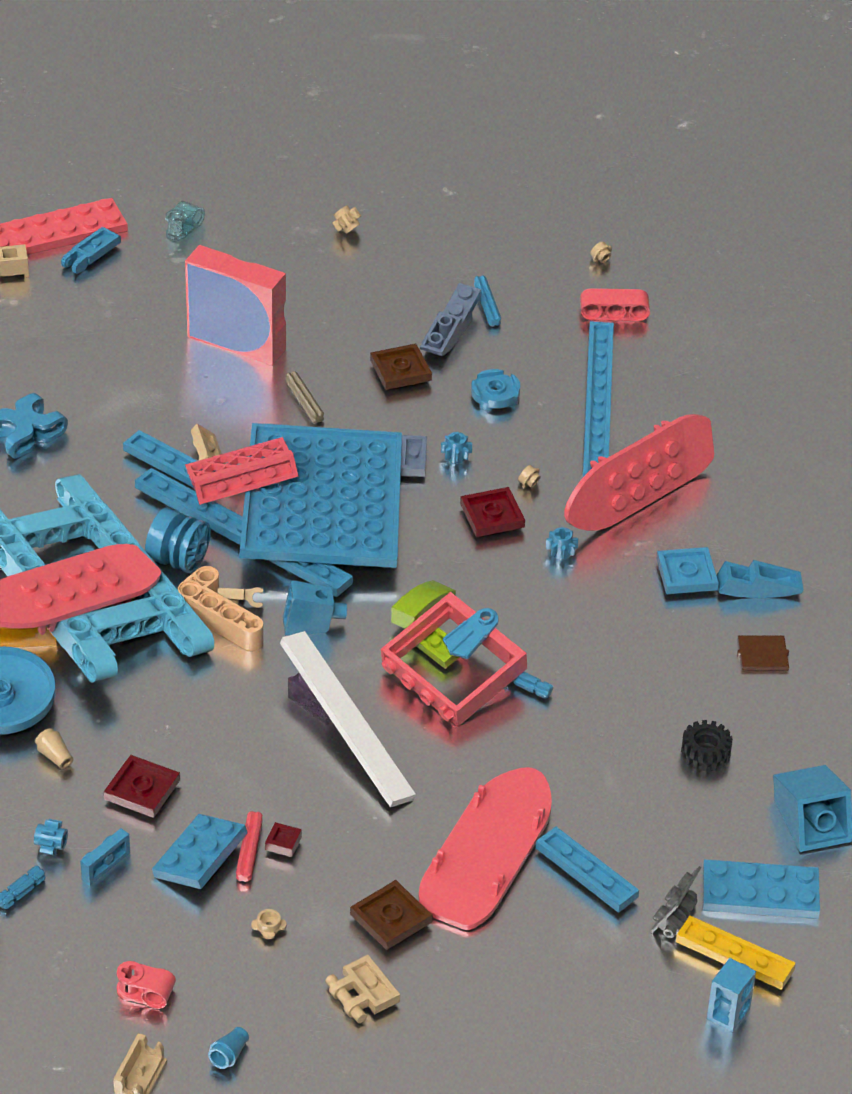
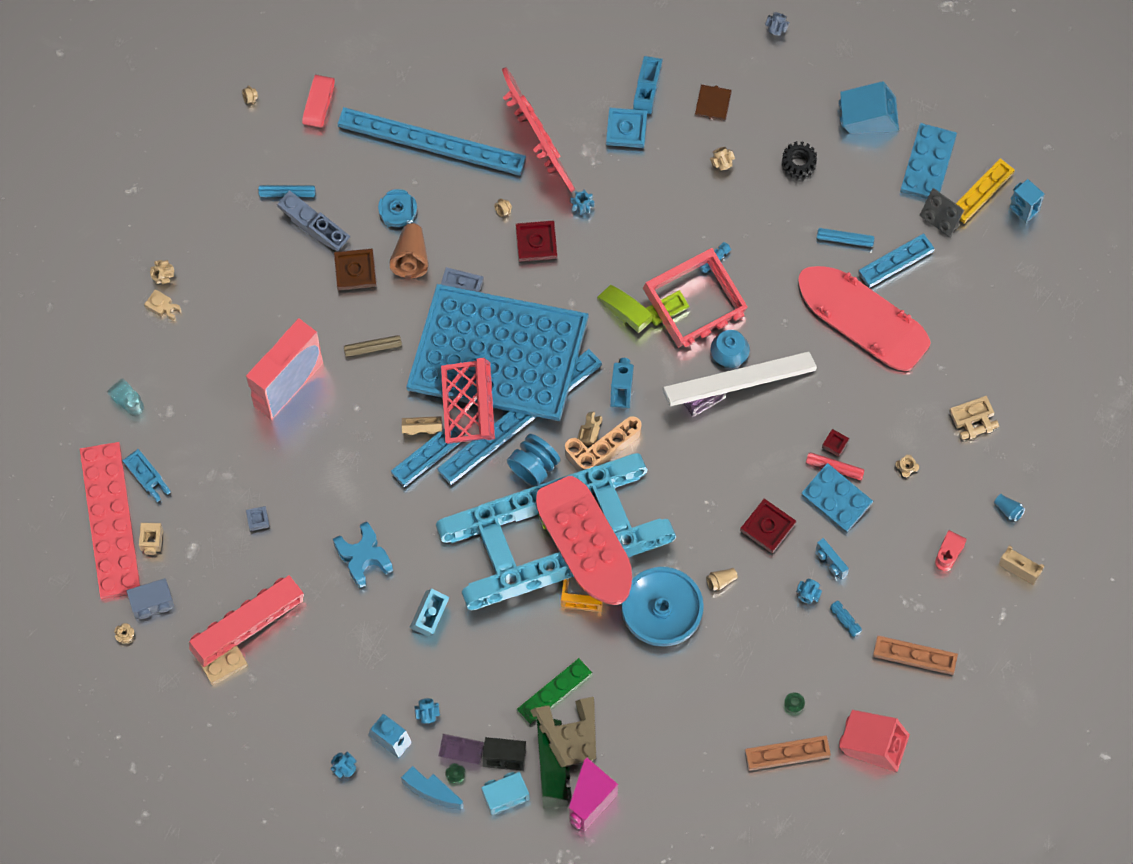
camera: 75 degrees left, 25 degrees up
(54, 338) = (257, 518): none -> sand blue plate
(307, 230) = (161, 303): none -> tan plate
(391, 914) = (914, 388): reddish brown plate -> none
(395, 711) = (730, 349): none -> dark azure cone
(437, 400) = (410, 253): none -> nougat cone
(456, 447) = (466, 249): dark azure gear -> none
(471, 633) = (686, 278): dark azure piece -> none
(605, 812) = (845, 237): none -> dark azure axle
(676, 664) = (722, 158): none -> tan gear

